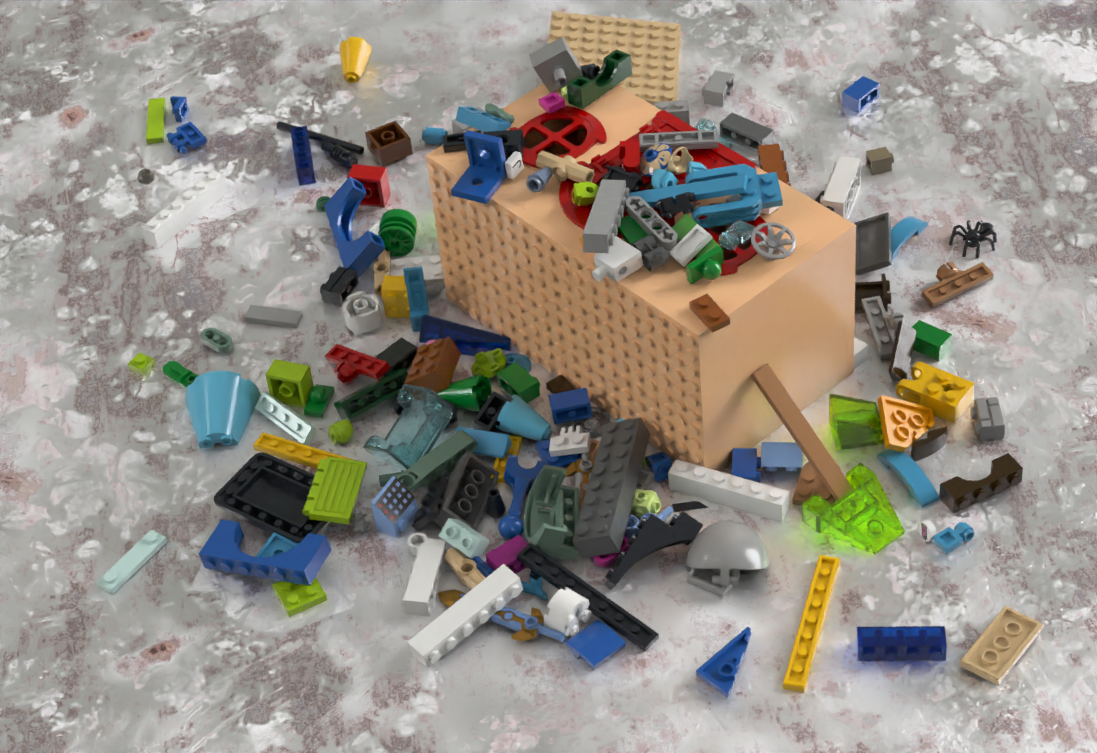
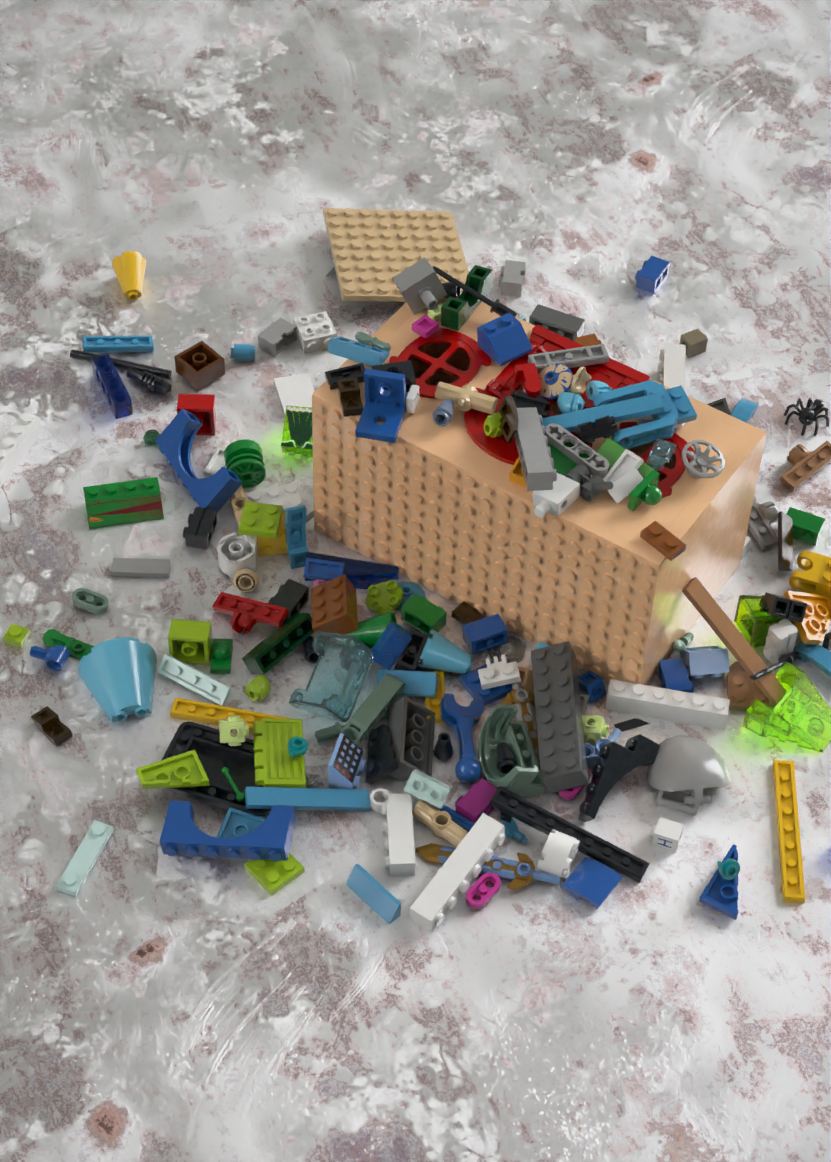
camera: 20 degrees left, 5 degrees up
(143, 444) = (51, 726): none -> dark brown slope
(165, 384) = (54, 657): none -> blue axle
(235, 493) = (173, 772): none -> lime wing
(276, 257) = (123, 503): none -> green slope
(285, 523) = (240, 796): none -> green hinge
(296, 463) = (227, 736): none -> yellowish green brick
(322, 119) = (117, 344): none -> dark azure tile
(349, 483) = (297, 746): none -> teal plate
(349, 533) = (308, 798): none -> dark azure tile
(363, 336) = (246, 580): none -> tan cone
(382, 627) = (374, 894): none -> dark azure slope
(385, 280) = (260, 519): none -> lime plate
(432, 331) = (323, 569): none -> blue plate
(458, 160) = (350, 397): none -> dark brown slope
(471, 404) = (390, 645): none -> blue brick
(484, 638) = (481, 892): none -> dark pink plate
(548, 516) = (505, 758): none -> black cone
(591, 186) = (510, 418): none -> dark brown slope
(620, 118) = (503, 339): none -> blue slope
(625, 89) = (496, 306): none -> black piece
(685, 609) = (667, 834): none -> white brick
(687, 256) = (625, 485): none -> white sticker
(731, 647) = (729, 868): none -> teal plate
(759, 436) = (680, 644): none -> sand green piece
(862, 443) = (780, 640): none -> white brick
(868, 409) = (783, 607): none -> black hips
(869, 462) = (791, 658): none -> black piece

